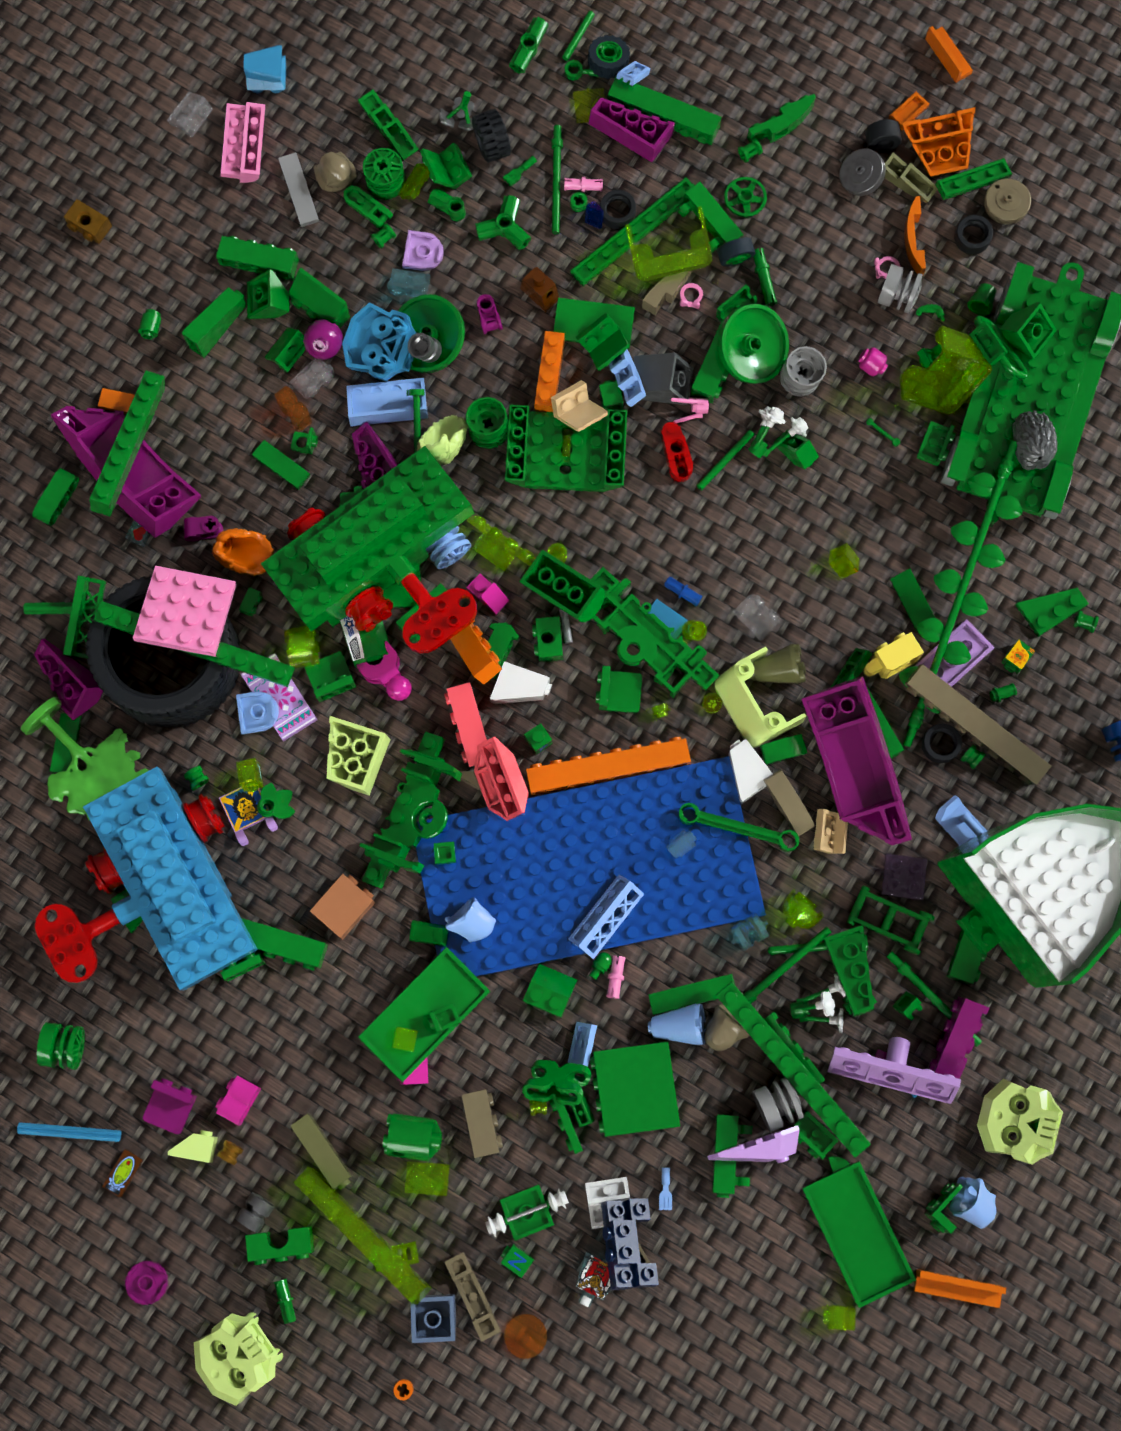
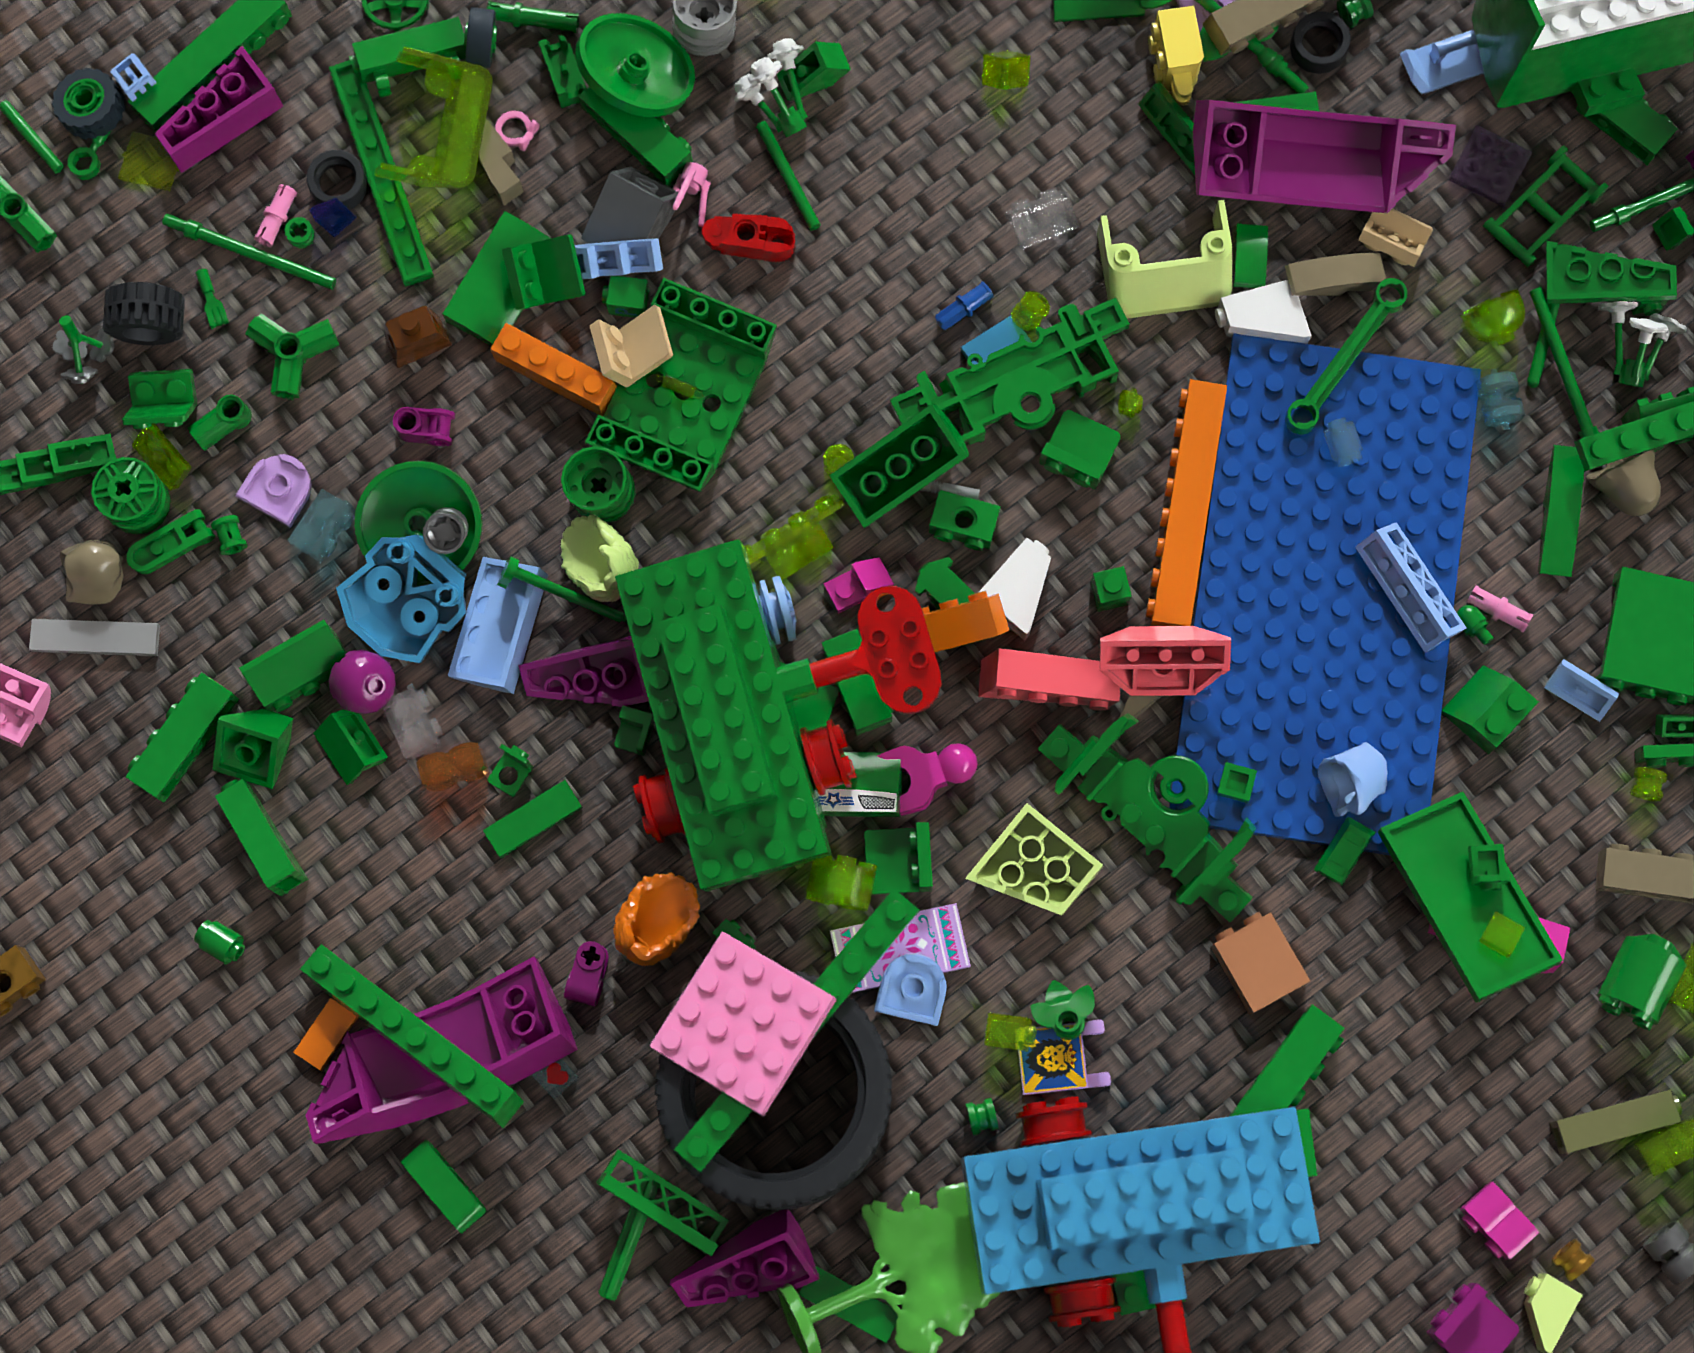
camera: 70 degrees left, 0 degrees up
(556, 1082) = (1632, 741): green piece -> none
(680, 1025) = (1603, 542): light blue cone -> none
(712, 703) = (1145, 329): clear neon green tile -> none
(781, 666) = (1132, 207): olive cone -> none

